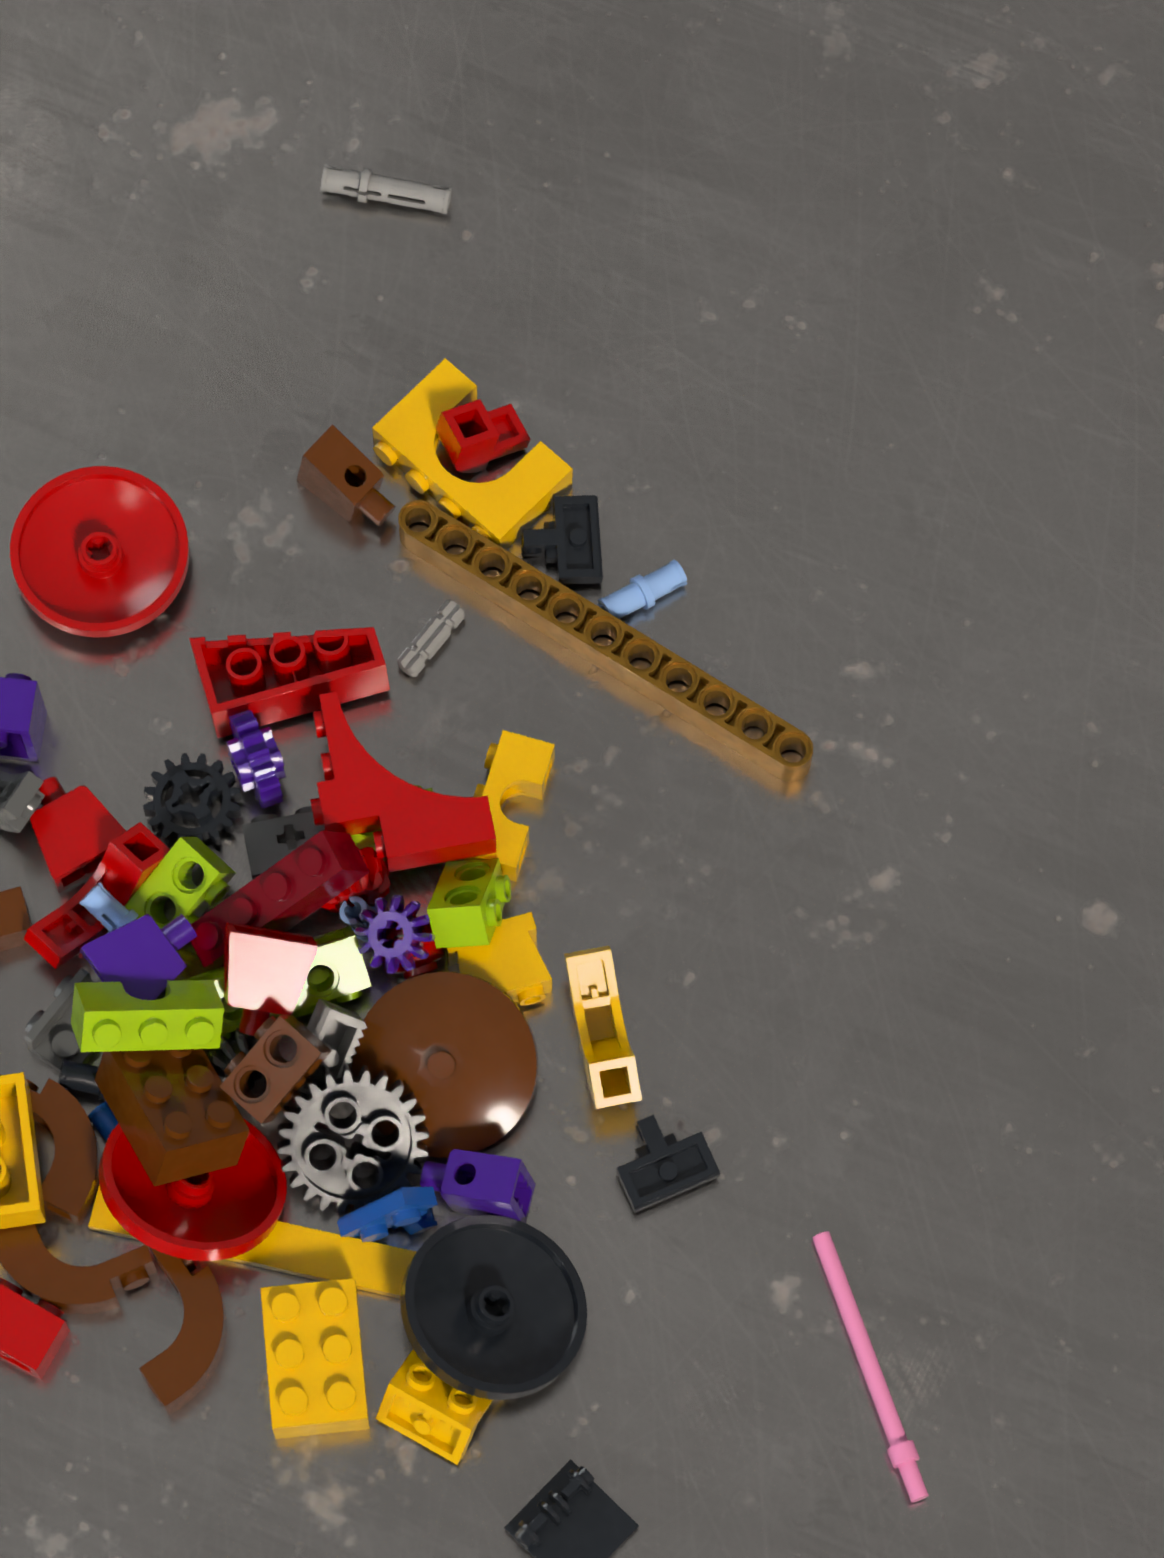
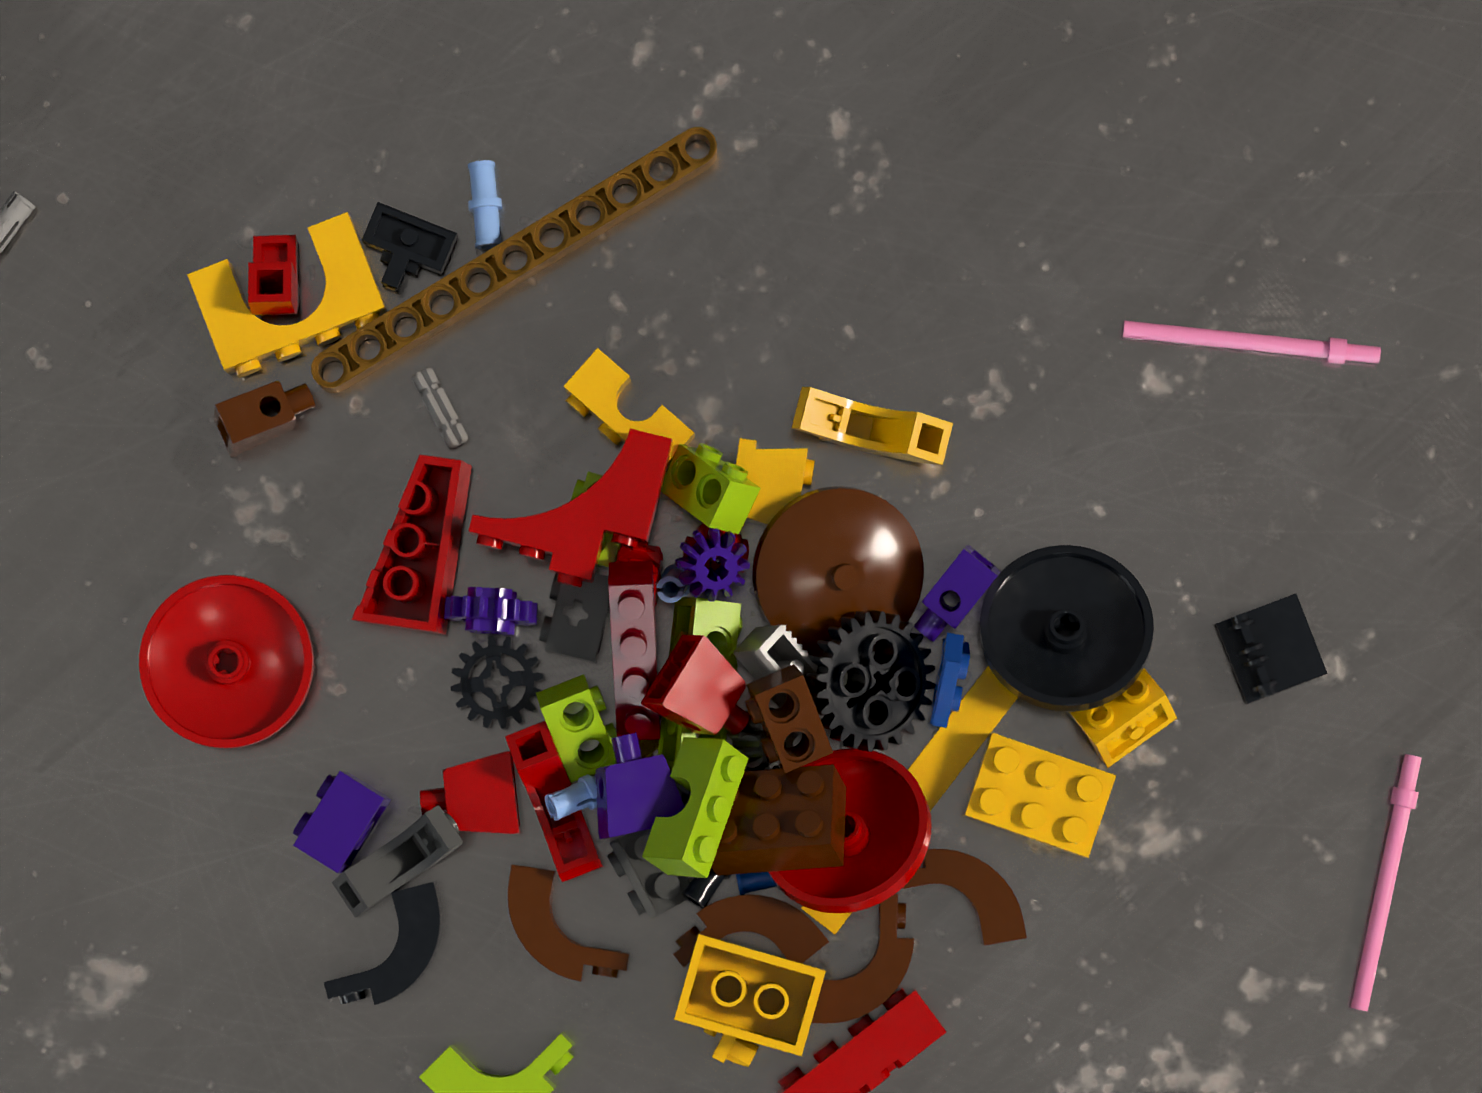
camera: 60 degrees left, 15 degrees up
(665, 1166) = (1007, 429): black hinge -> none

